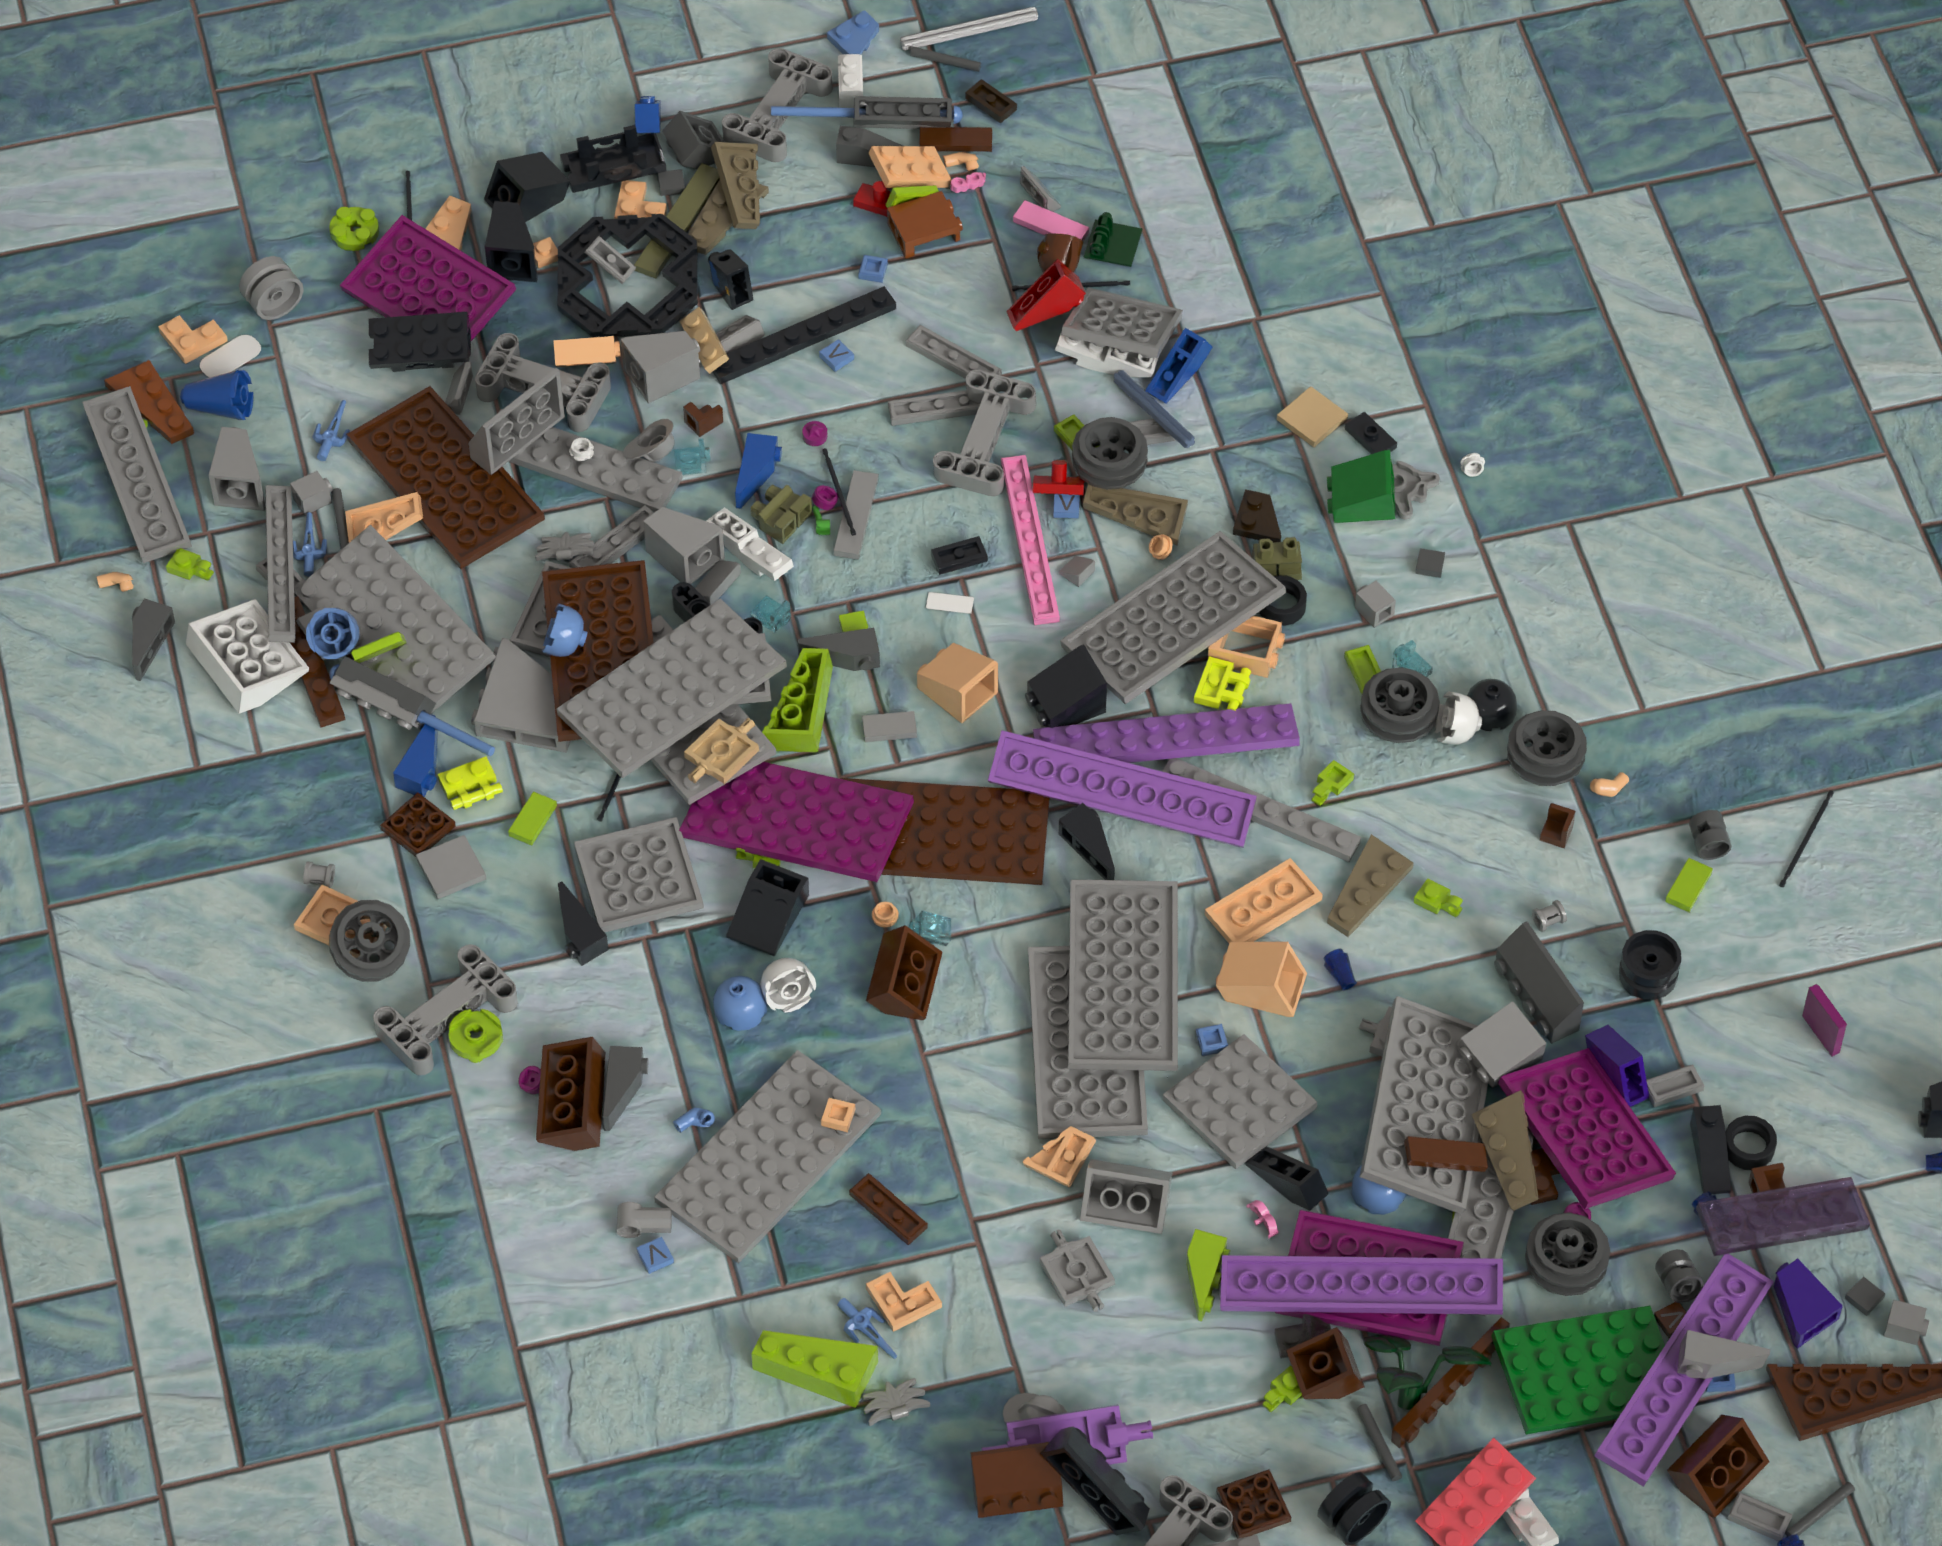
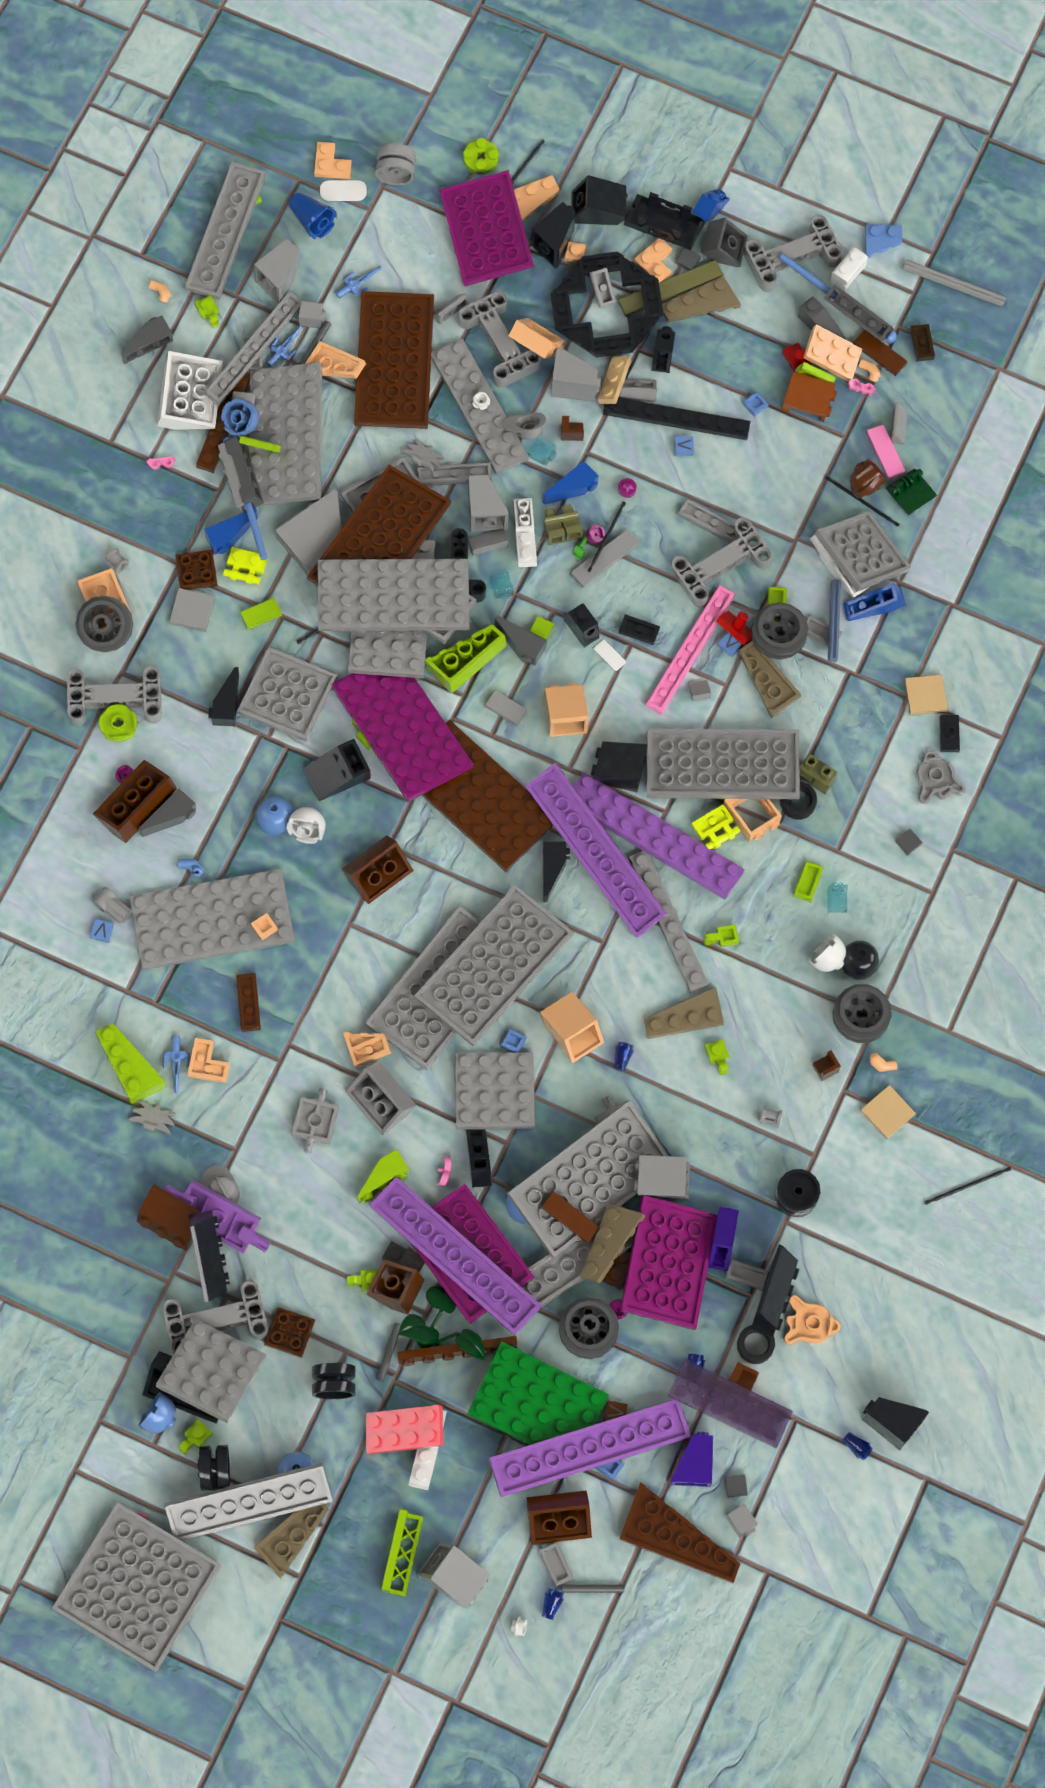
camera: 35 degrees right, 15 degrees up
(153, 401) = (276, 187): dark orange wing -> none
(279, 744) = (167, 462): none -> bright pink piece
(420, 341) = (449, 262): black piece -> none
(518, 424) = (455, 360): light grey slope -> none
(564, 632) = (361, 515): medium blue cylinder -> none
(721, 751) = (387, 655): tan plate -> none
(738, 177) = (725, 285): dark tan wing -> none
(885, 914) = (400, 823): light nougat plate -> none
(896, 587) = (580, 622): none -> black torso
(932, 927) = (417, 852): clear light blue bracket -> none
(945, 59) = (920, 291): dark grey bar -> none
(947, 353) = (750, 496): light grey tile -> none
(1047, 297) = (833, 502): red slope -> none
(1160, 546) = (759, 712): light nougat plate -> none
(1257, 518) = (833, 736): dark brown wing -> none
(1264, 903) = (615, 982): light nougat plate -> none
(1362, 489) = (907, 767): green slope -> none
(1374, 603) = (850, 843): light grey brick -> none
(1397, 717) = (809, 905): dark grey wheel -> none
(1472, 464) = (991, 798): white plate -> none
(1539, 984) = (722, 1155): dark grey slope -> none
(1660, 827) = (888, 1112): none -> tan tile
(1679, 1275) = (638, 1391): dark grey wheel -> none
(1689, 885) = (870, 1160): lime tile -> none
(1710, 834) = (909, 1140): dark grey wheel -> none
(1711, 1148) = (729, 1331): black slope -> none
(1713, 1356) = (606, 1455): light grey slope -> none
(1722, 1073) = (775, 1291): none -> black slope
(1781, 1083) = (810, 1323): none -> light nougat tile
(1824, 1020) = (864, 1308): magenta tile -> none

